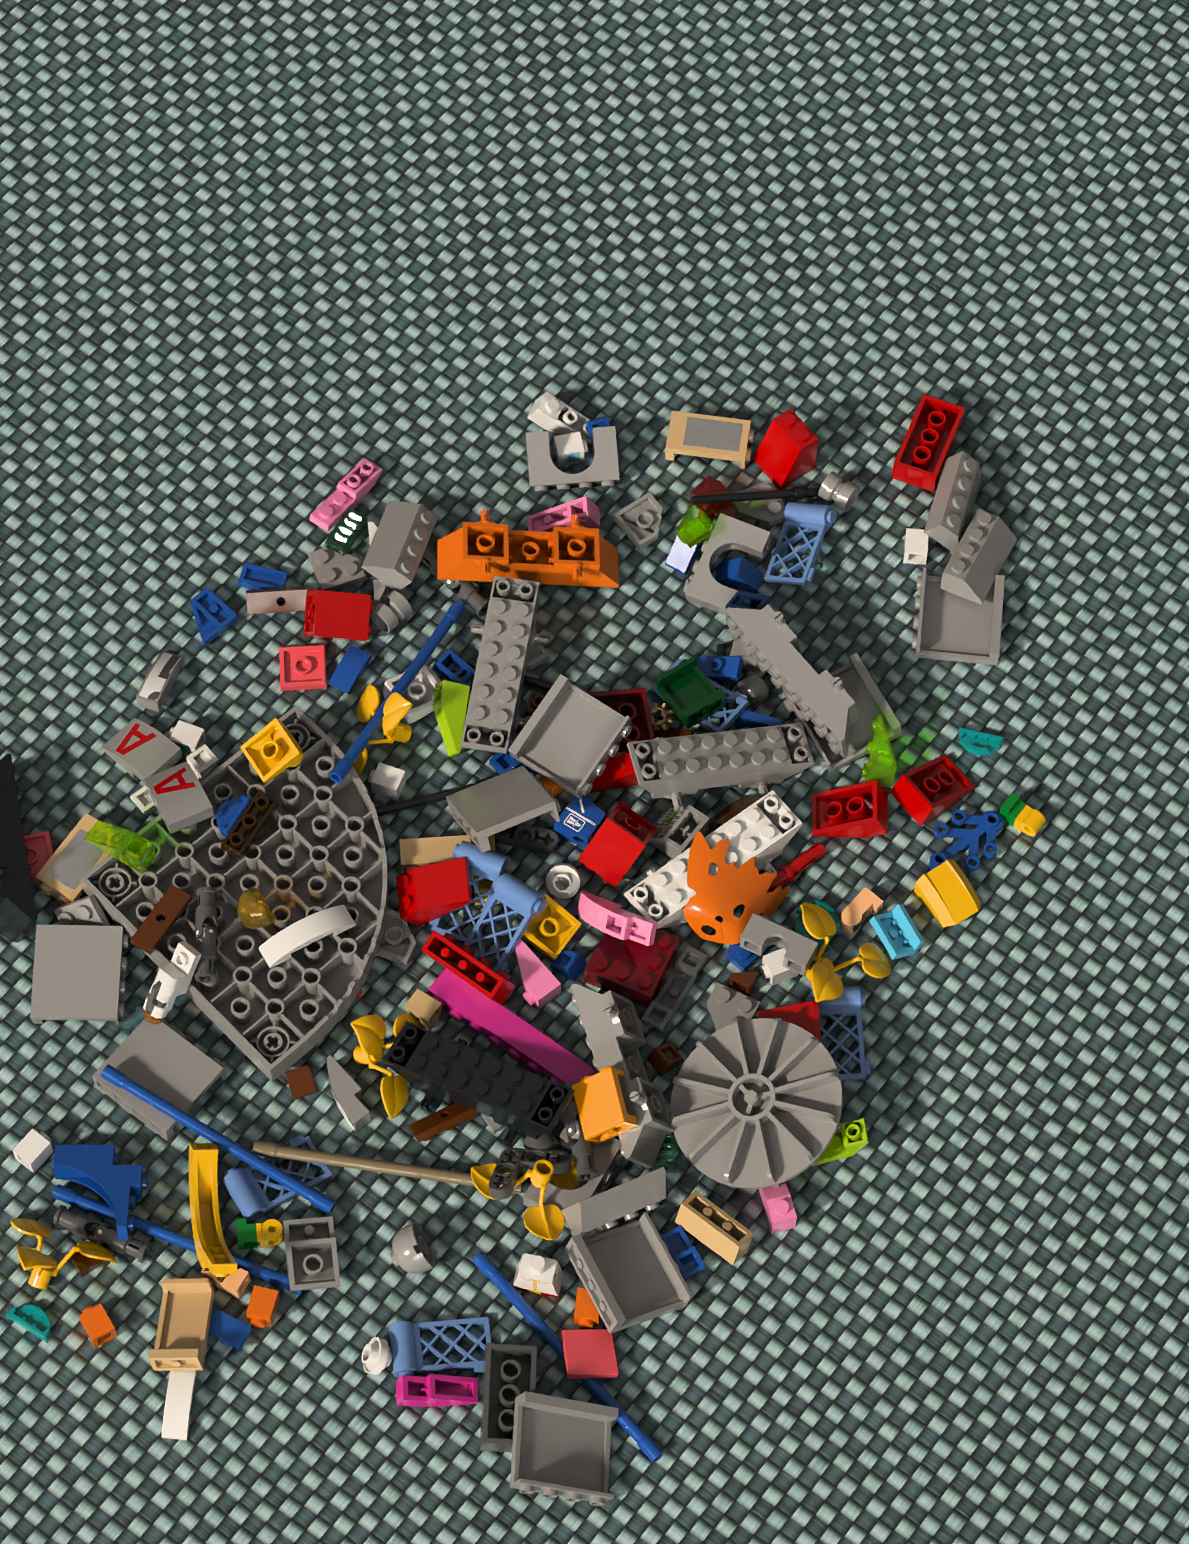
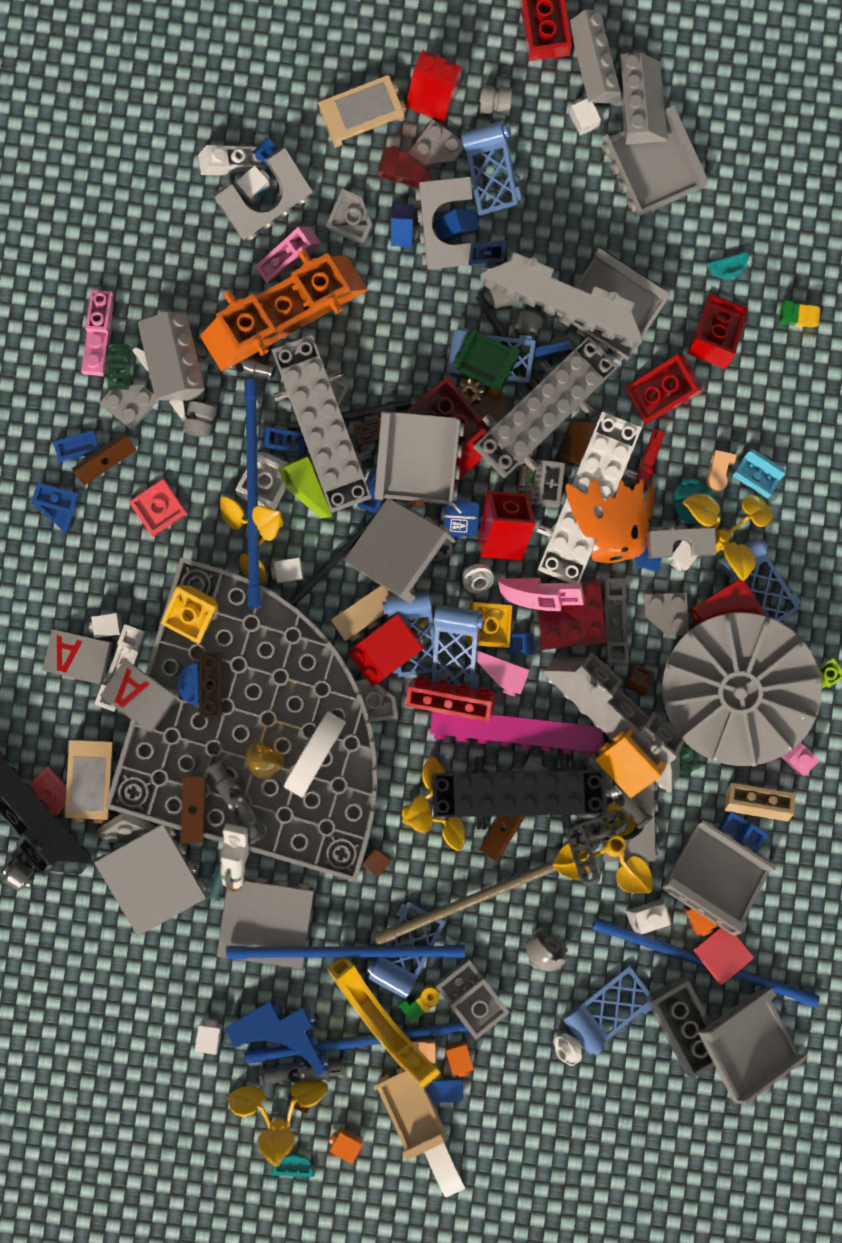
camera: 30 degrees left, 25 degrees up
(123, 845) = (120, 765): clear neon green slope -> none
(159, 681) = (52, 586): slope -> none
(338, 615) = (161, 451): red slope -> none
(347, 1096) = (417, 853): light grey slope -> none
(349, 669) = (197, 488): blue slope -> none
(425, 1008) = (433, 749): tan panel -> none
(436, 1391) = (627, 1047): dark pink slope -> none
(616, 1203) = (677, 829): light grey slope -> none
(694, 526) = (404, 205): clear neon green slope -> none
(721, 667) = (491, 319): blue plate -> none
(744, 981) = (667, 583): reddish brown slope -> none
(796, 493) = (460, 121): black bar -> none
(882, 759) = (668, 333): clear neon green slope -> none
(947, 894) = (780, 417): yellow slope -> none
(968, 837) = (768, 358): blue plant -> none

